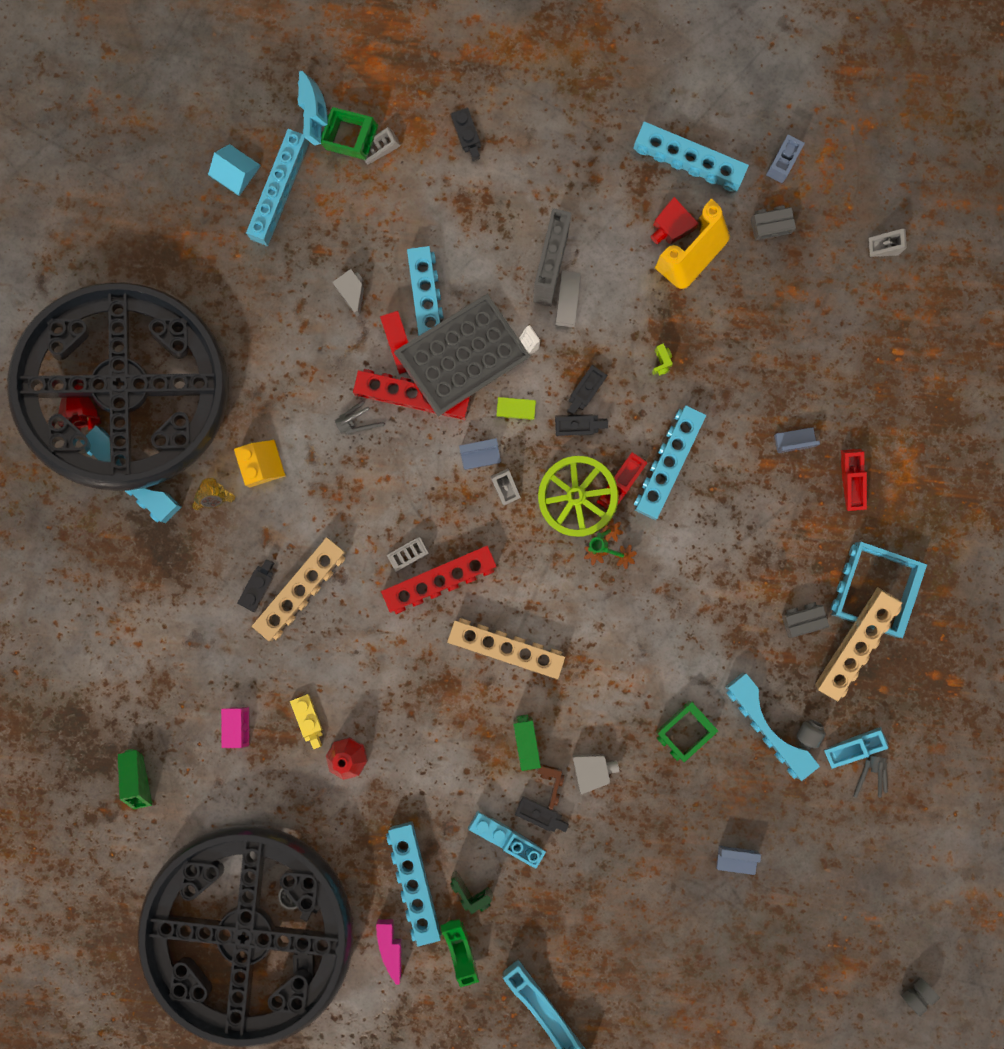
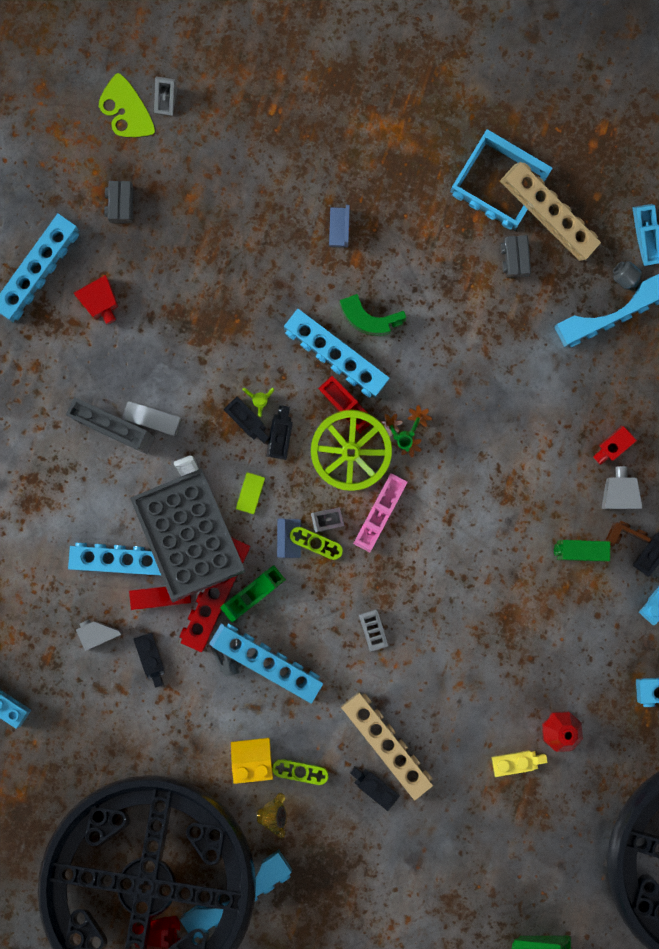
camera: 85 degrees left, 0 degrees up
(235, 727) = (510, 836): dark pink hinge -> none
(263, 497) = (313, 780): none -> lime beam
(336, 501) = (306, 690): none -> medium azure brick
(338, 346) = (150, 658): none -> black hinge
(392, 594) = (410, 654): red brick -> none
(418, 429) = (252, 593): none -> green arch
(478, 466) = (331, 544): none -> lime beam
(523, 537) = (380, 512): none -> bright pink slope
(552, 669) = (515, 511): tan brick -> none
(608, 397) = (260, 399): none -> lime plant
(644, 761) = (621, 438): none -> red torso
(663, 355) = (229, 336): lime bracket -> none
(684, 266) = (147, 298): yellow windscreen -> none
(700, 717) = (578, 387): green window -> none
(706, 485) = (366, 323): none -> green arch
(785, 159) = (59, 176): sand blue brick -> none
(854, 479) = (389, 179): red slope -> none
(876, 209) = (135, 113): none -> lime piece

